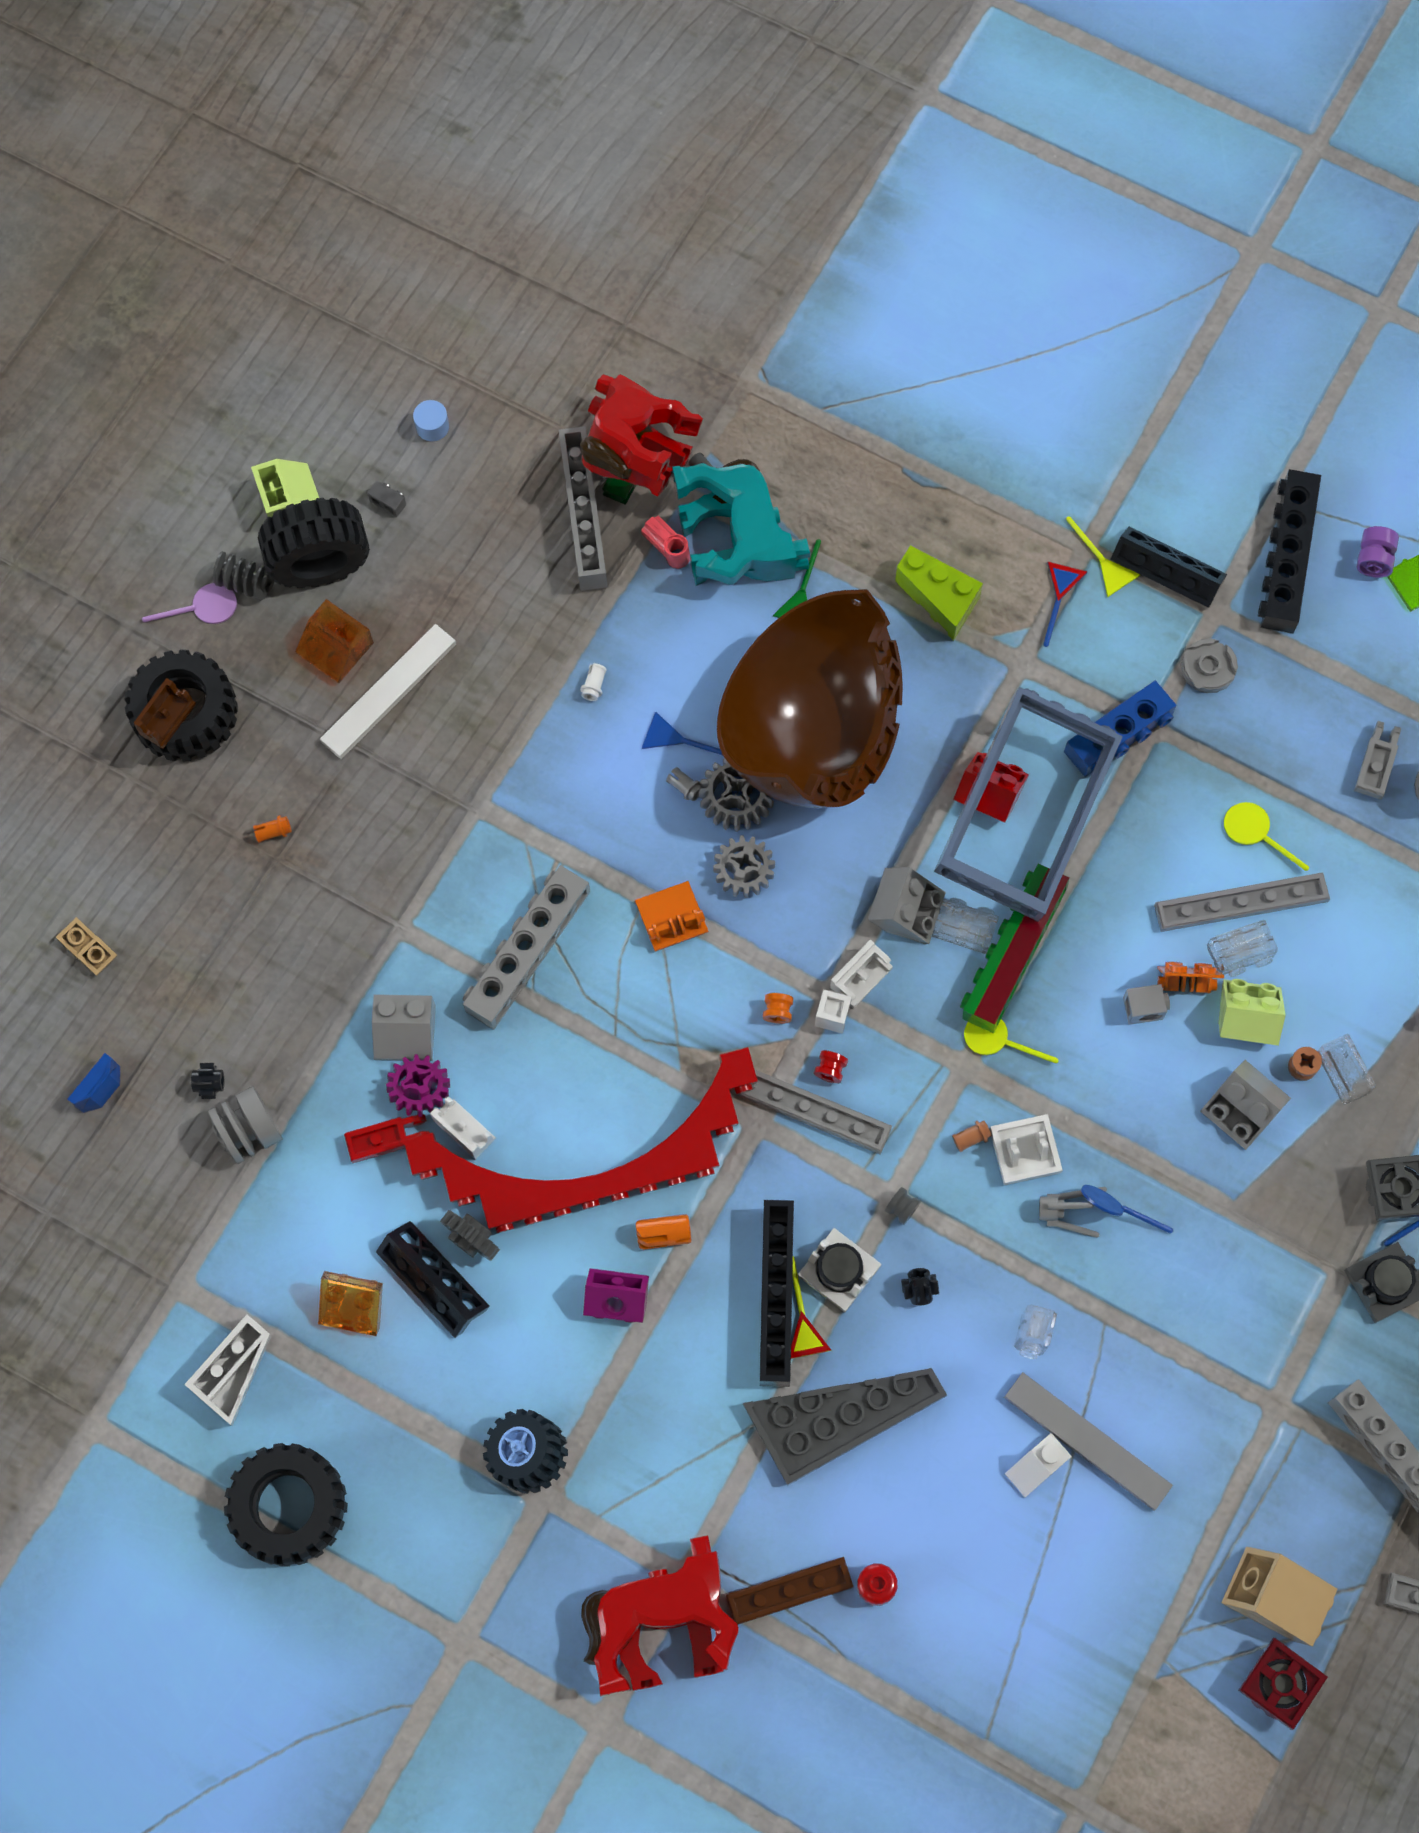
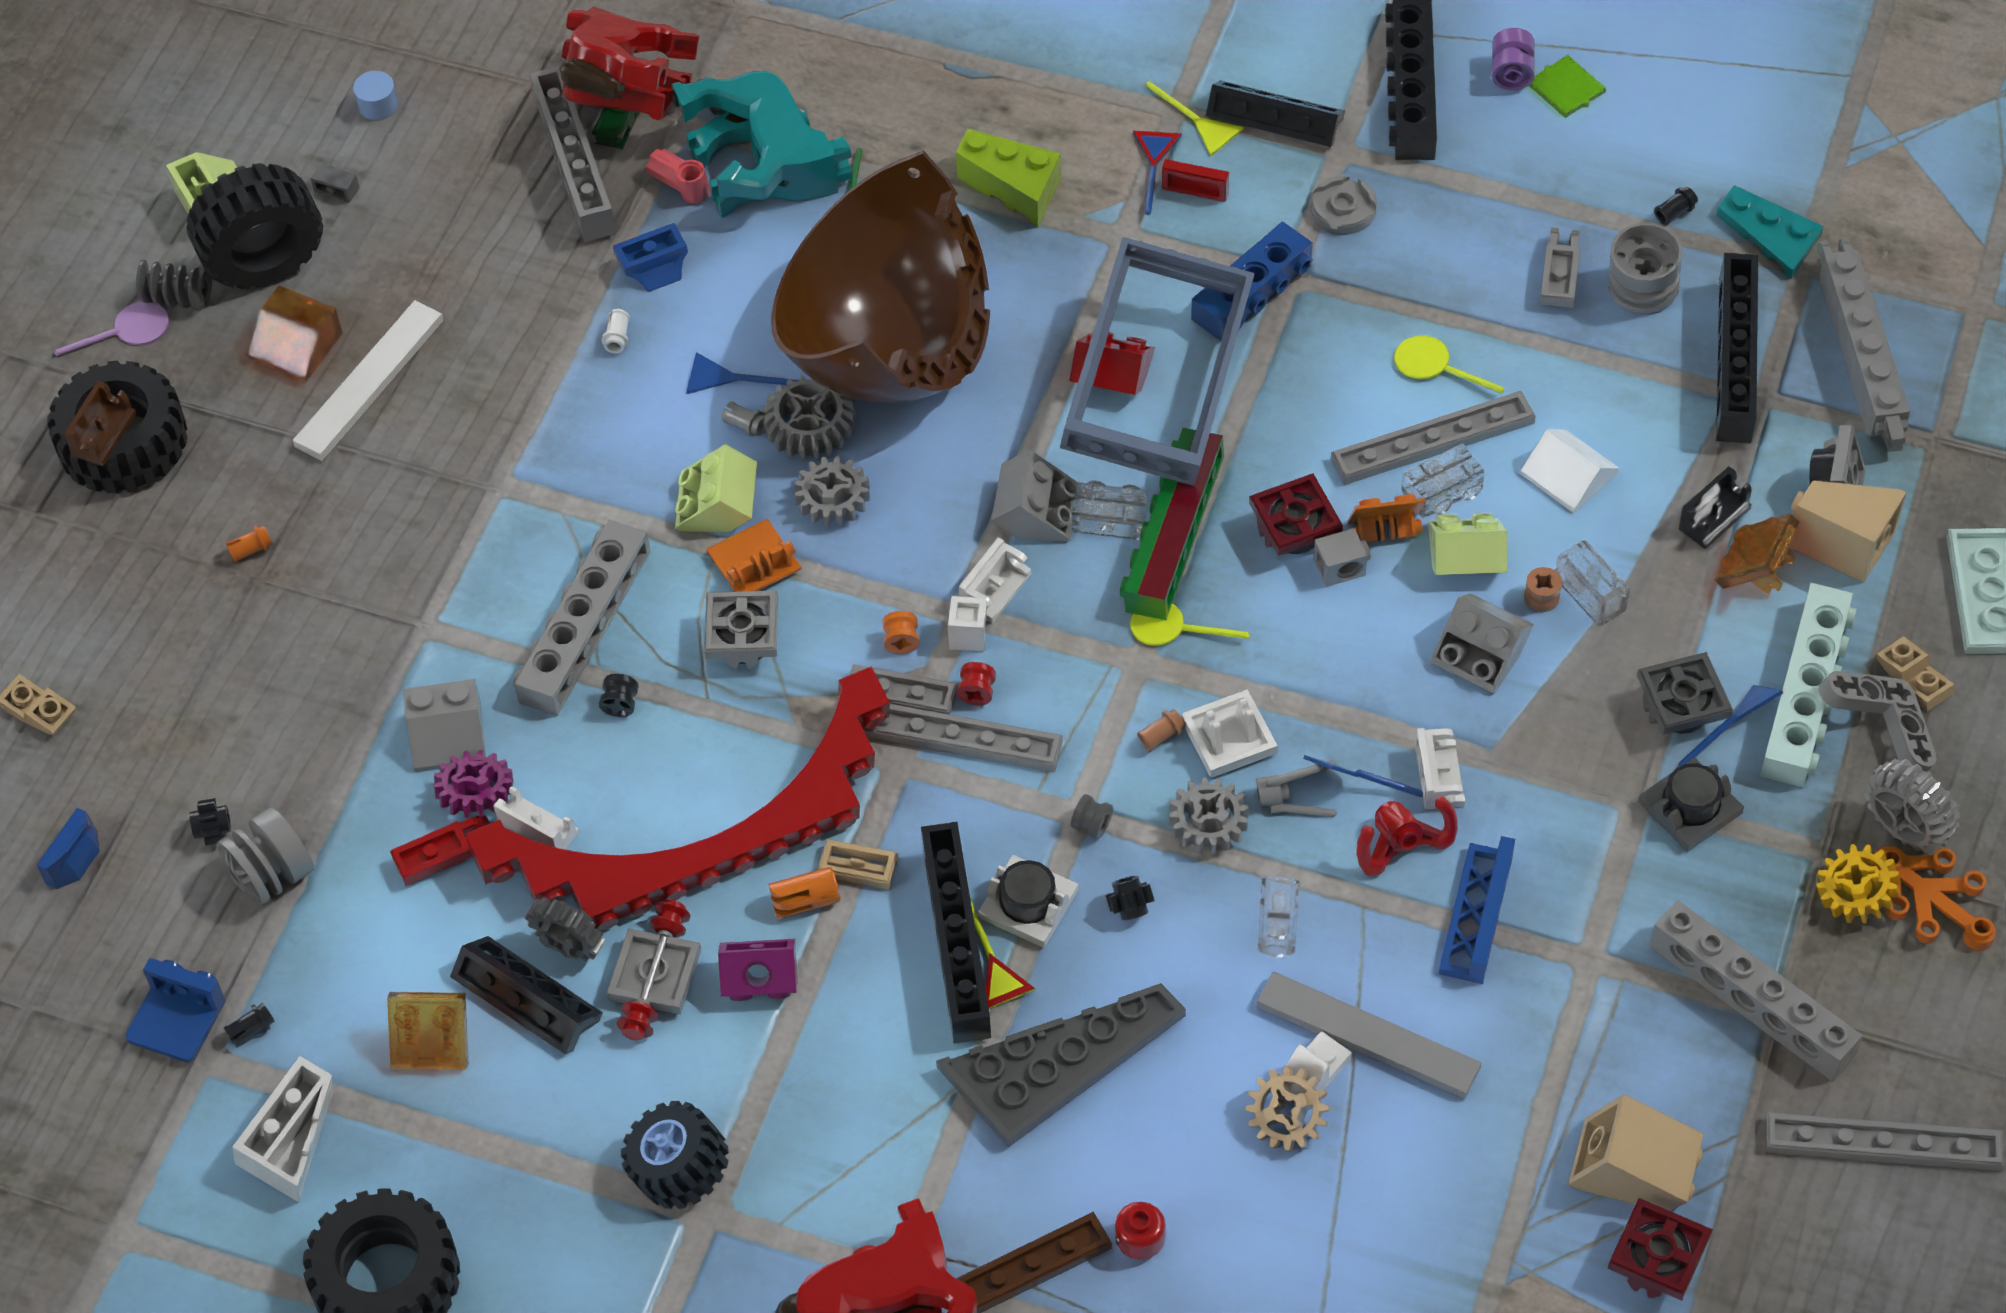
camera: 10 degrees left, 15 degrees down
(158, 1246) = (176, 1010): none -> blue bracket
(214, 1265) = (249, 1024): none -> black pin
(535, 1278) = (654, 970): none -> light grey plate
(544, 1024) = (618, 695): none -> black wheel
(634, 617) = (653, 257): none -> blue slope
(650, 851) = (716, 492): none -> yellowish green slope
(651, 984) = (739, 628): none -> light grey piece
(714, 1200) = (857, 870): none -> tan tile
(774, 1060) = (915, 690): none -> light grey tile
(987, 1213) = (1208, 815): none -> light grey gear
(999, 1502) = (1272, 1115): none -> tan gear
(1090, 623) = (1195, 180): none -> red tile
(1115, 963) = (1297, 517): none -> dark red piece
(1148, 1269) = (1401, 833): none -> red piece
(1188, 1214) = (1438, 767): none -> white hinge
(1208, 1347) = (1491, 909): none -> blue fence
(1347, 952) = (1567, 468): none -> white slope

